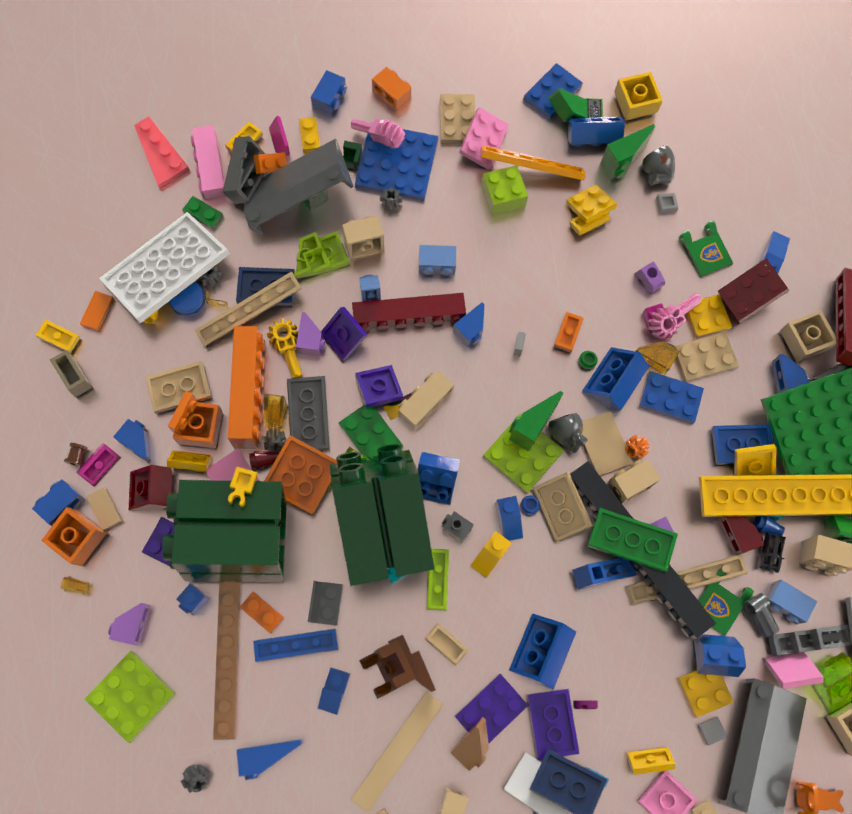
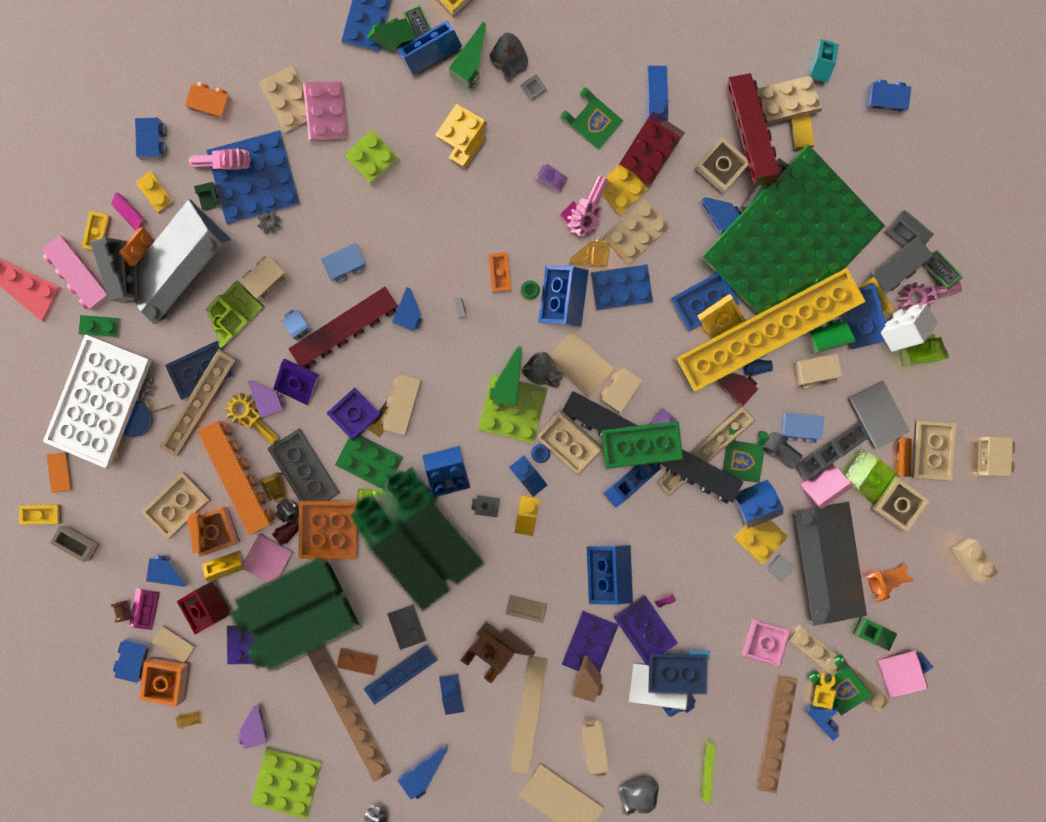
camera: 20 degrees left, 15 degrees up
(192, 599) = (293, 682): blue brick -> none
(242, 483) = (288, 576): yellow plate -> none
(438, 581) = (493, 560): lime tile -> none
(532, 162) = (385, 116): light orange tile -> none
(637, 447) = (611, 353): orange gear -> none
(651, 761) = (739, 619): yellow plate -> none
(772, 548) = (769, 391): black arm -> none

